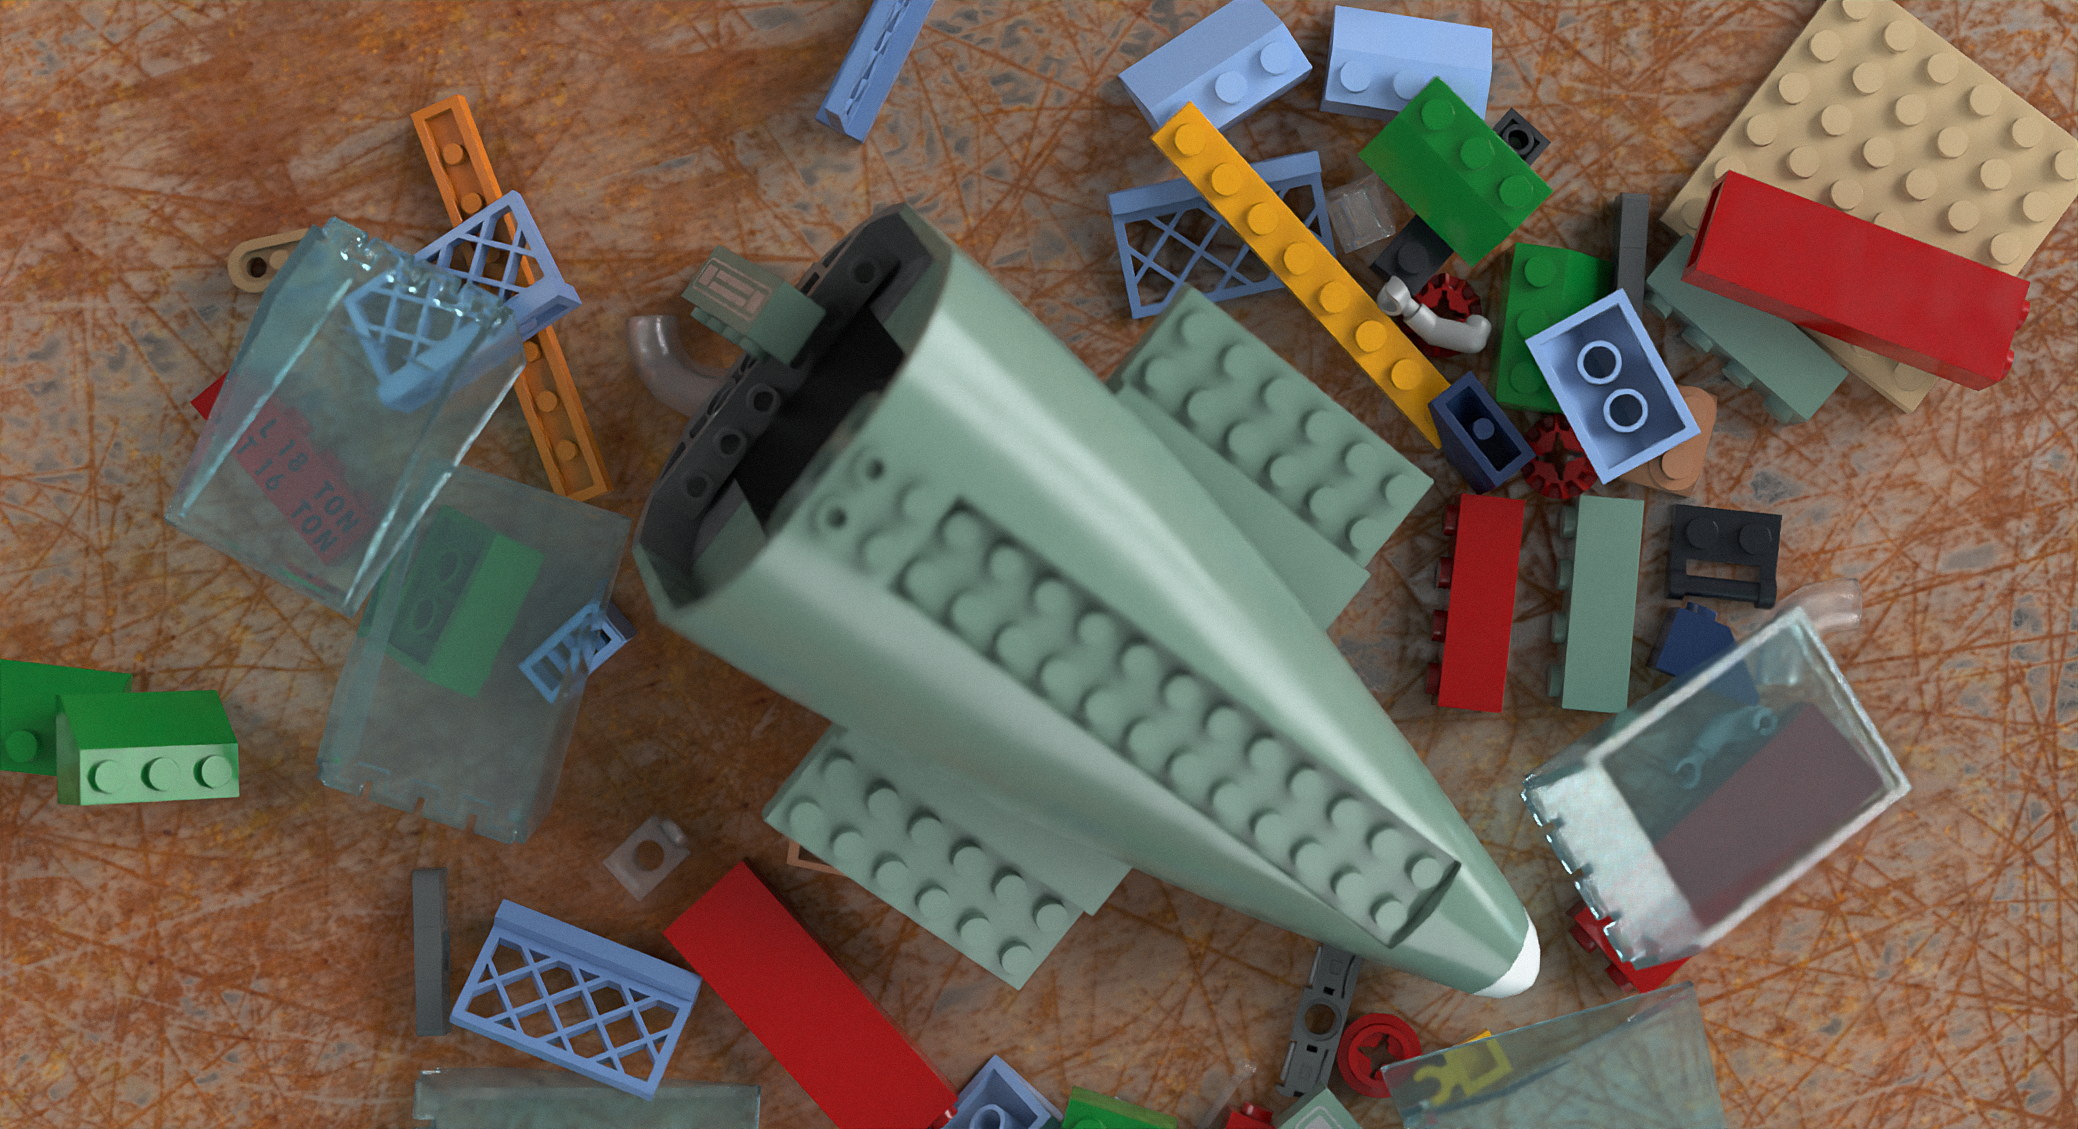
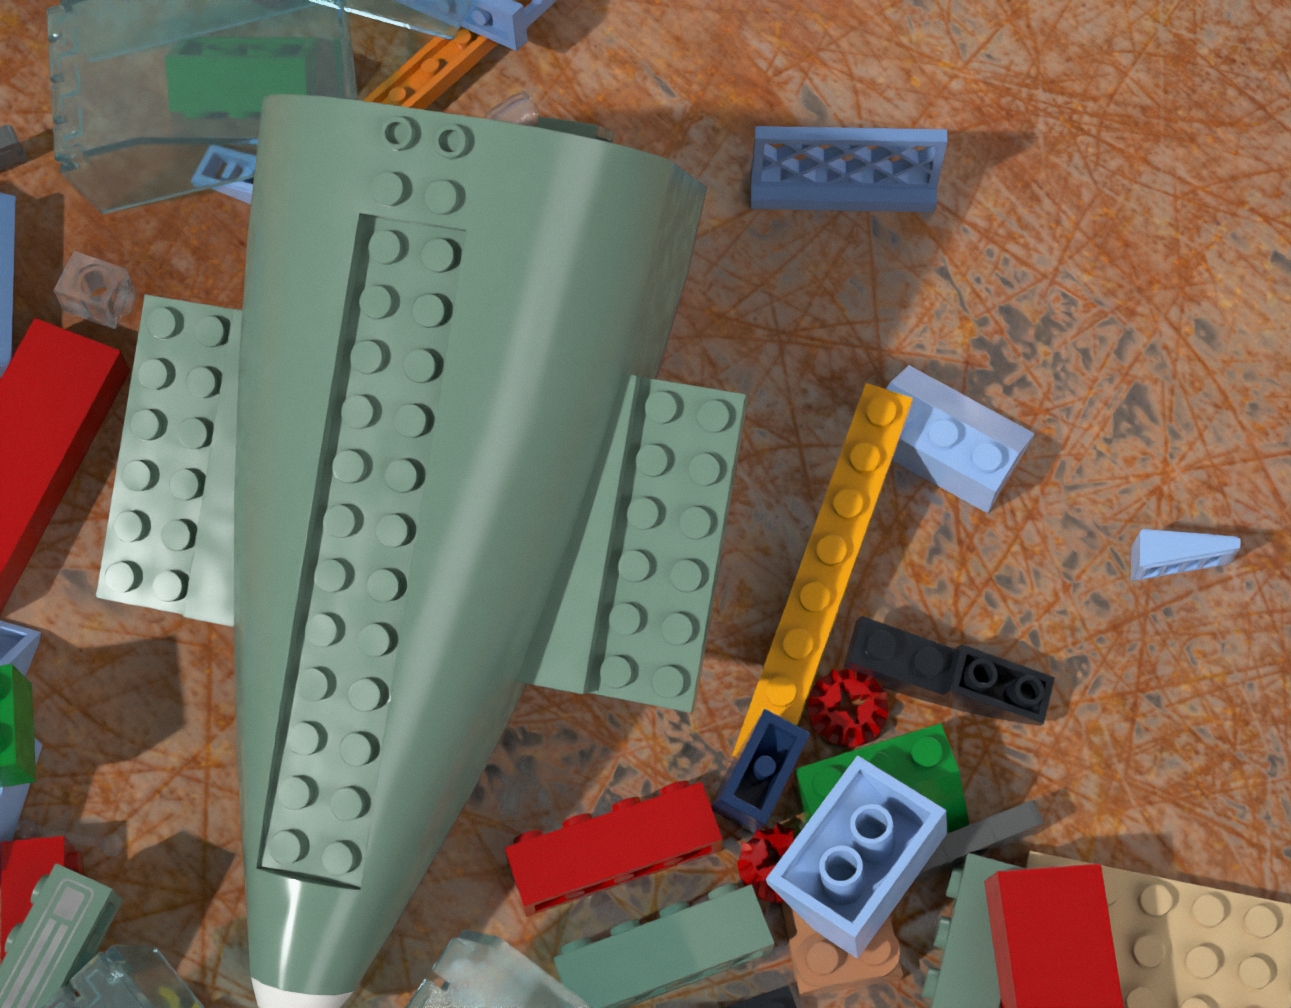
camera: 65 degrees right, 20 degrees down
(1178, 196) = (828, 439): medium blue fence -> none
(1313, 1054) = (149, 896): dark grey piece -> none
(1361, 212) = (898, 591): clear brick -> none
(1365, 1032) = (188, 935): red gear -> none
(1387, 58) = (1036, 581): light blue slope -> none
(1436, 331) = (831, 697): light grey arm -> none
(1455, 172) = (973, 635): green slope -> none

